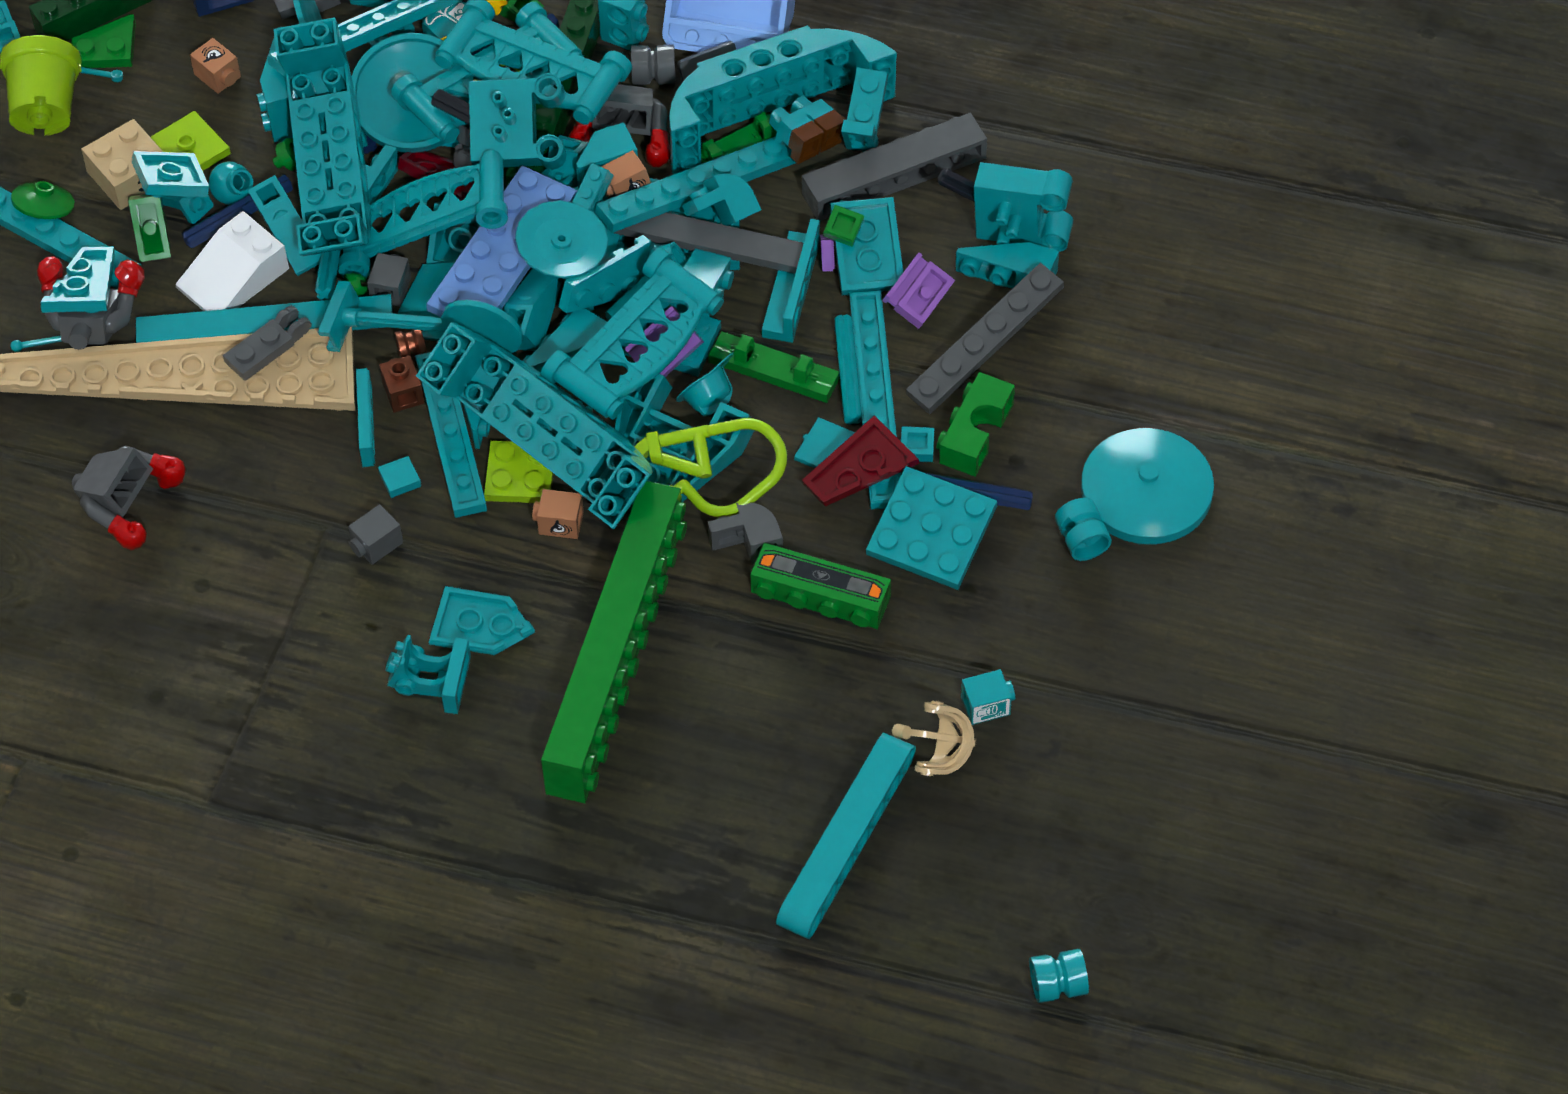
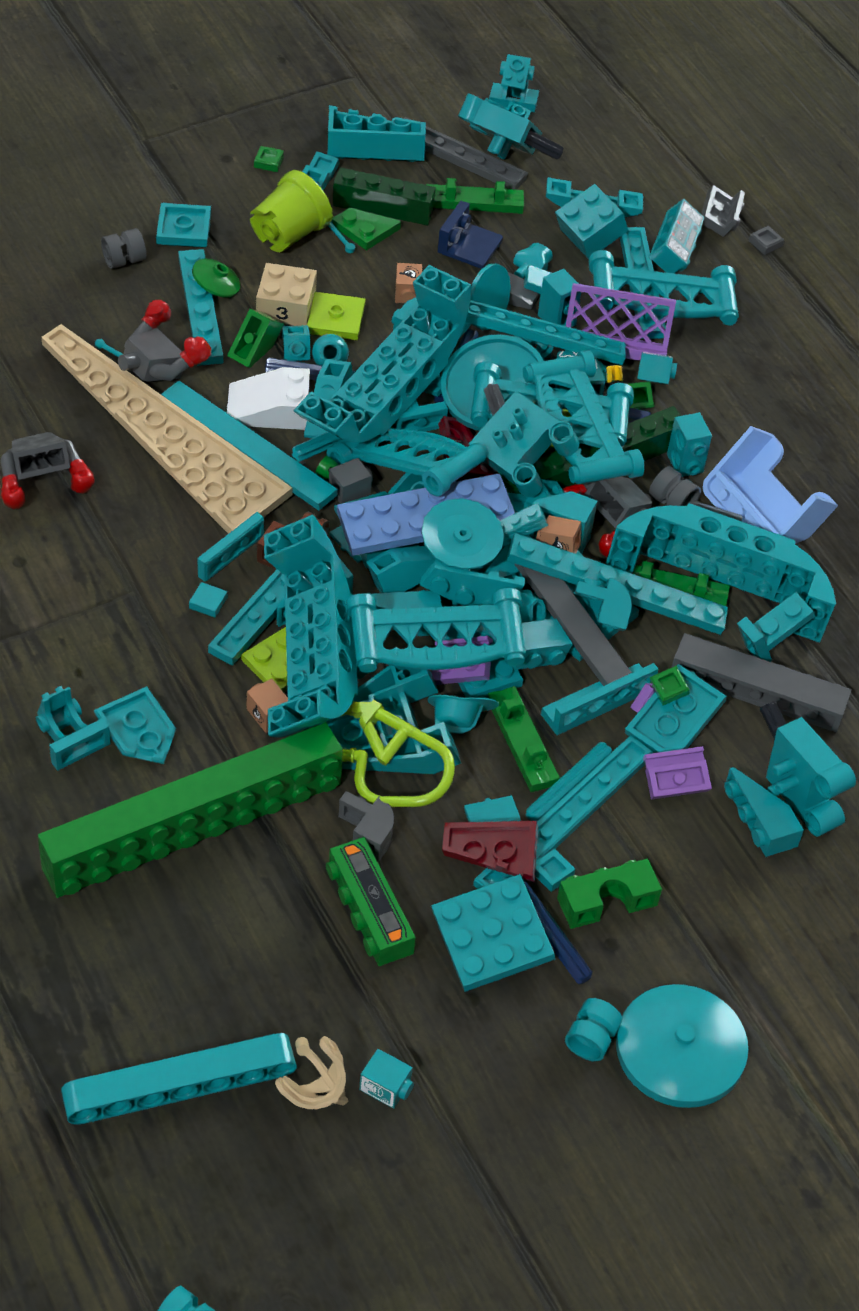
camera: 40 degrees right, 5 degrees down
(85, 284) = (168, 335): teal wing -> none
(170, 174) = (291, 313): teal plate -> none
(267, 343) = (228, 454): dark grey hinge -> none
(375, 534) = (145, 618): dark grey brick -> none
(474, 315) = (290, 473): teal piece -> none
(808, 128) = (722, 606): hips -> none
(985, 338) = (683, 842): dark grey plate -> none

